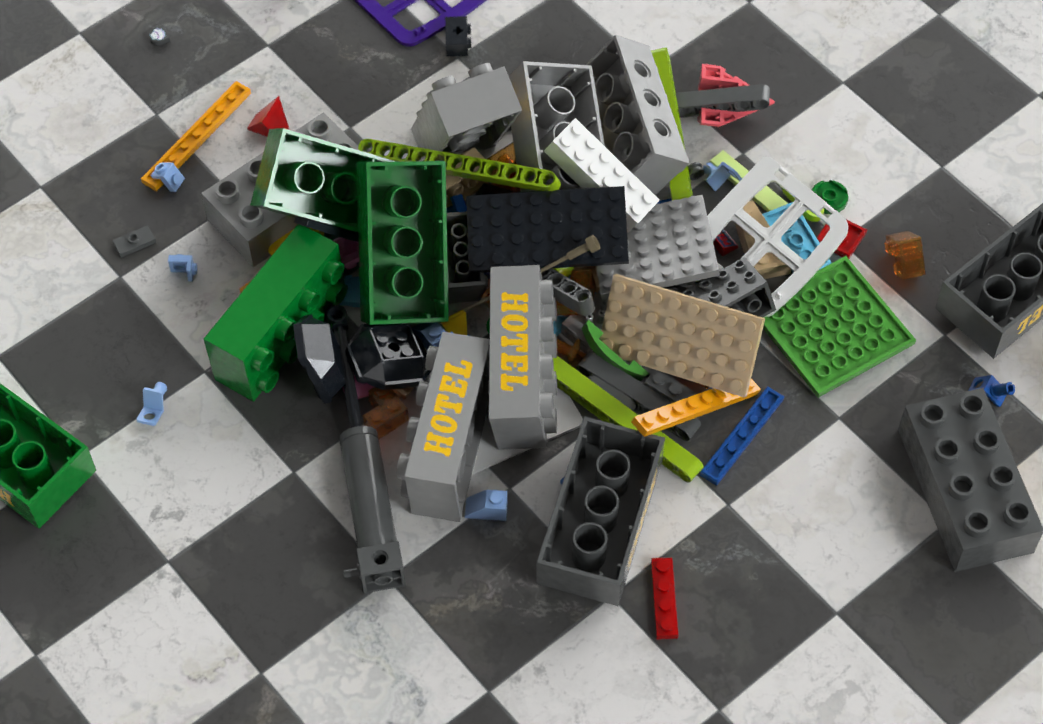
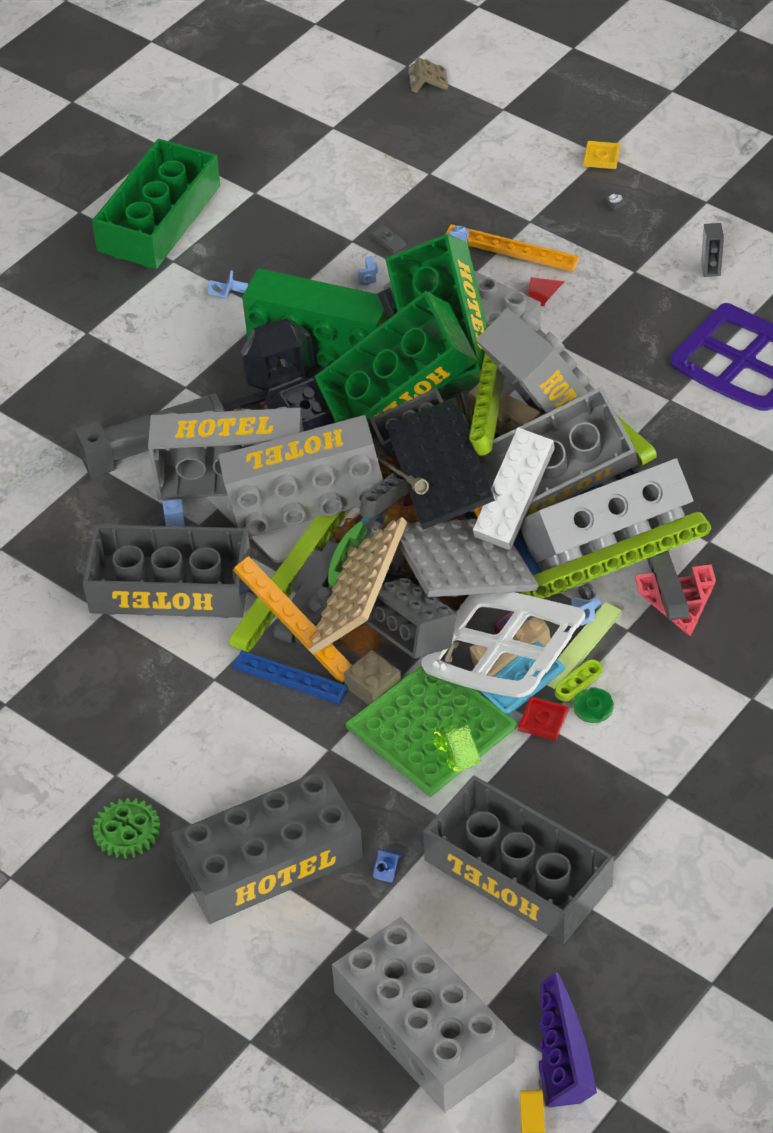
camera: 80 degrees right, 10 degrees down
(85, 31) = (601, 154): none -> yellow plate
(457, 36) = (689, 389): black brick -> none
(664, 598) = (107, 647): red plate -> none
(772, 362) = (371, 677): none -> dark tan brick
(877, 298) = (458, 744): none -> clear neon green brick
(908, 254) = (528, 766): clear orange brick -> none
(931, 618) = (126, 828): none -> bright green gear

